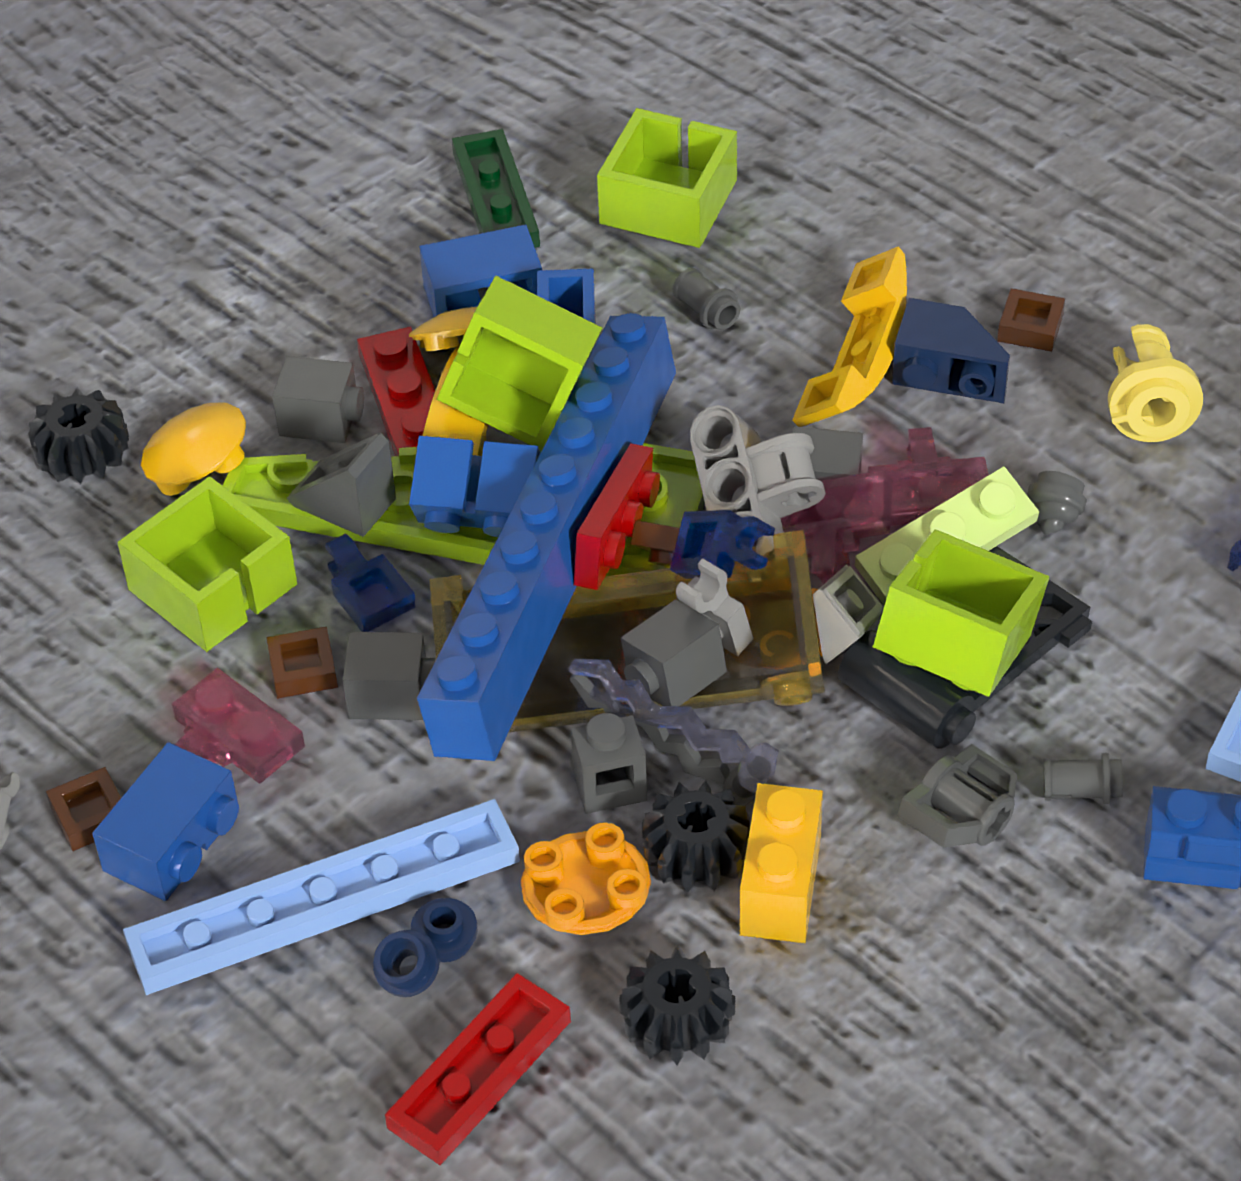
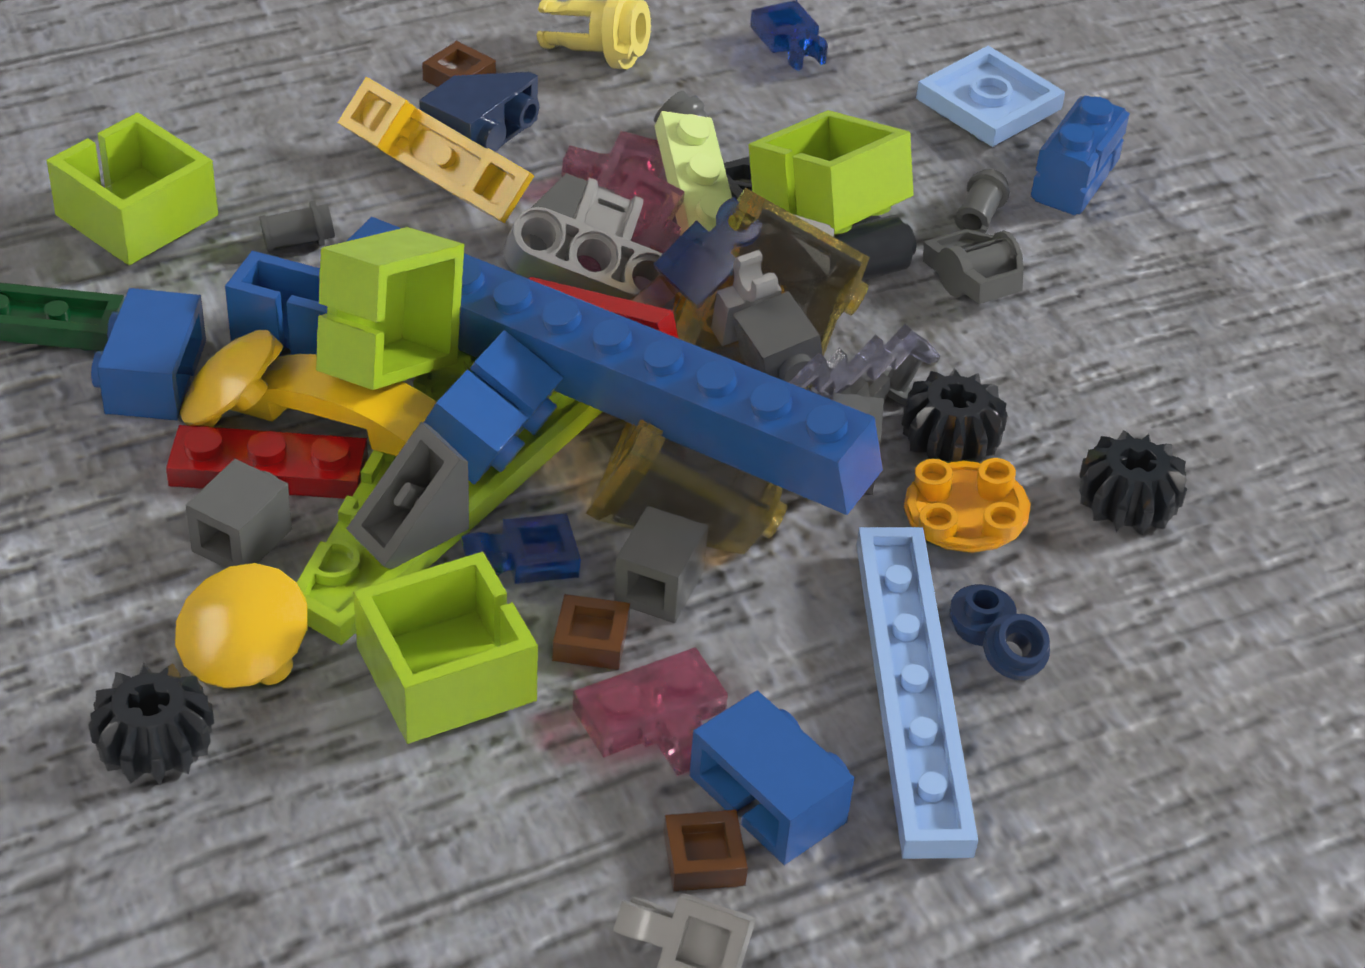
camera: 75 degrees left, 5 degrees down
(477, 1068) = (1155, 629): red plate -> none
(781, 863) = (1030, 371): yellow brick -> none

